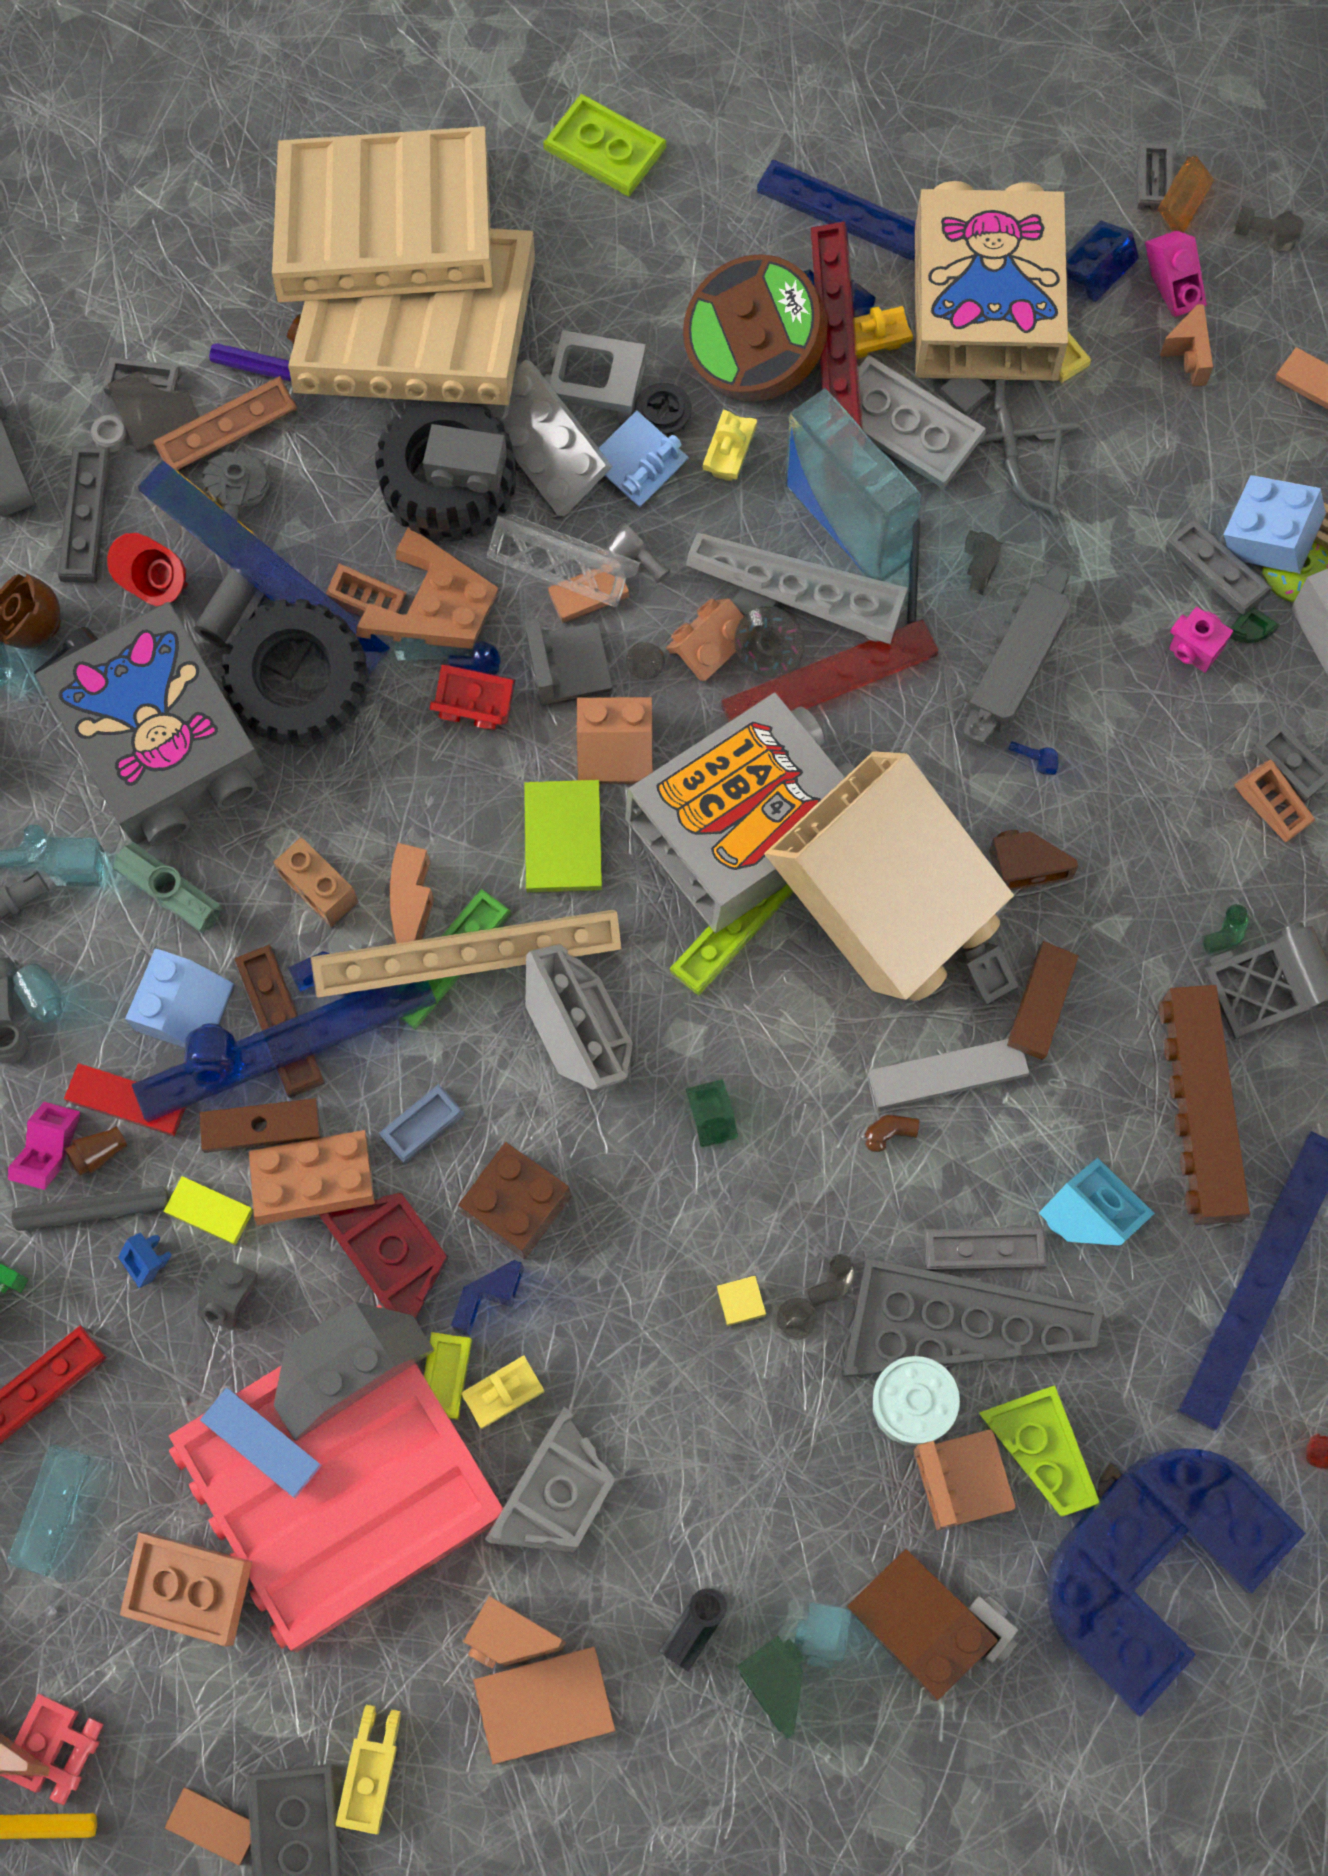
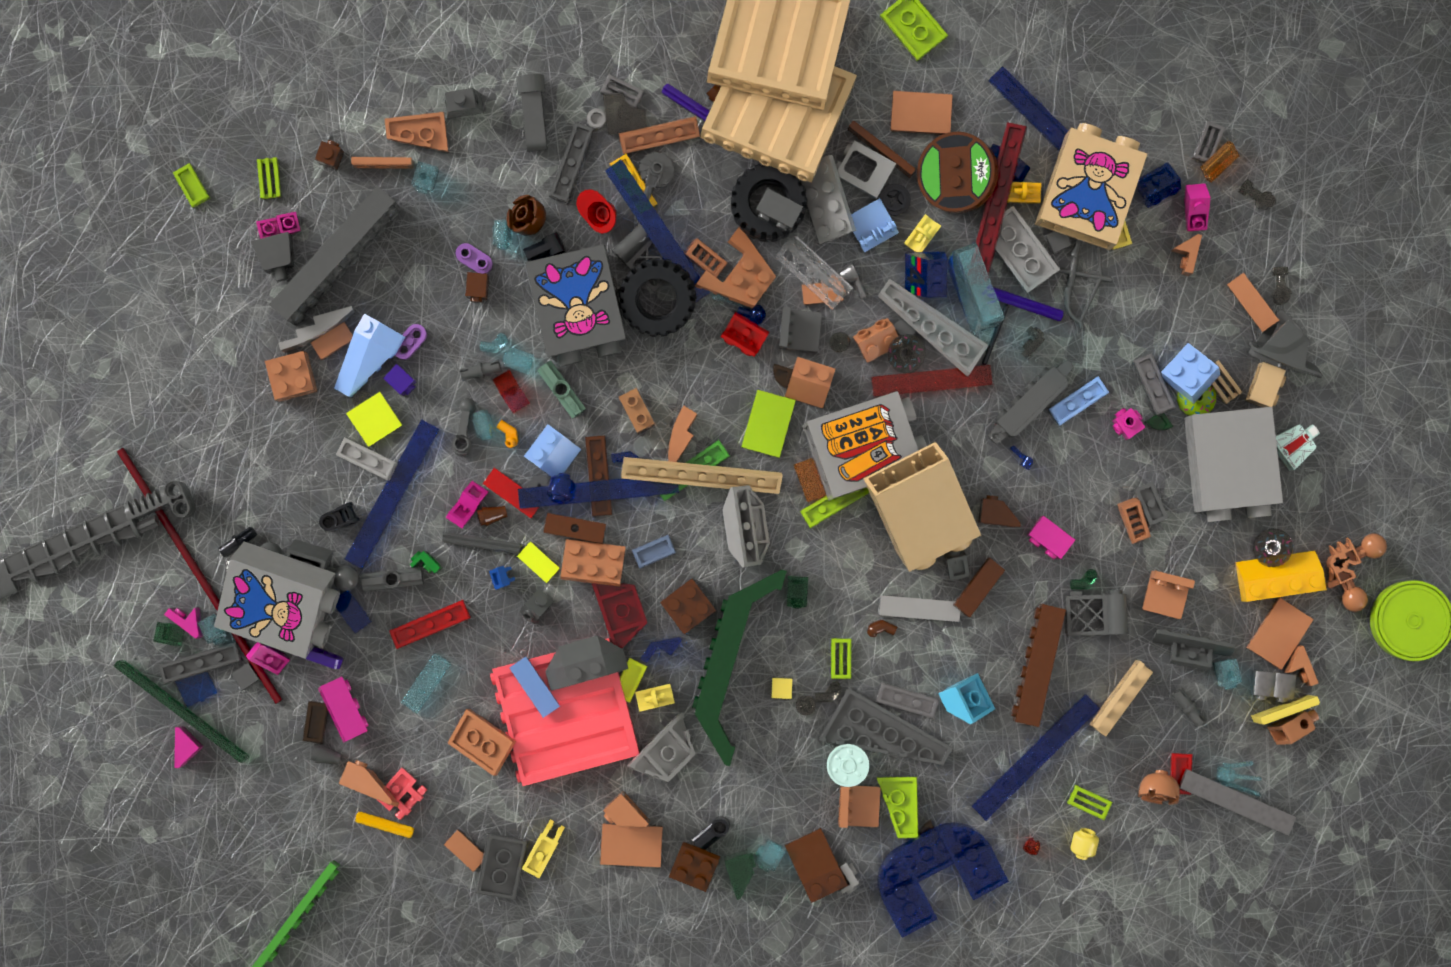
camera: 15 degrees right, 15 degrees up
(77, 921) = (511, 391): none -> clear red slope
(94, 994) = (510, 434): none -> light orange arm
(561, 747) = (782, 375): none -> dark brown tile
(609, 1267) = (723, 657): none -> dark green slope
(659, 266) = (921, 112): none -> nougat tile
(659, 350) = (879, 147): none -> reddish brown tile
(669, 909) = (809, 480): none -> clear orange tile
(682, 1705) = (694, 866): none -> reddish brown plate
(758, 501) = (926, 274): none -> clear blue slope
(844, 1242) = (840, 641): none -> lime tile
(968, 506) = (1029, 305): none -> dark purple axle
(1098, 634) = (1078, 401): none -> light blue tile
(1139, 873) = (1050, 537): none -> dark pink brick

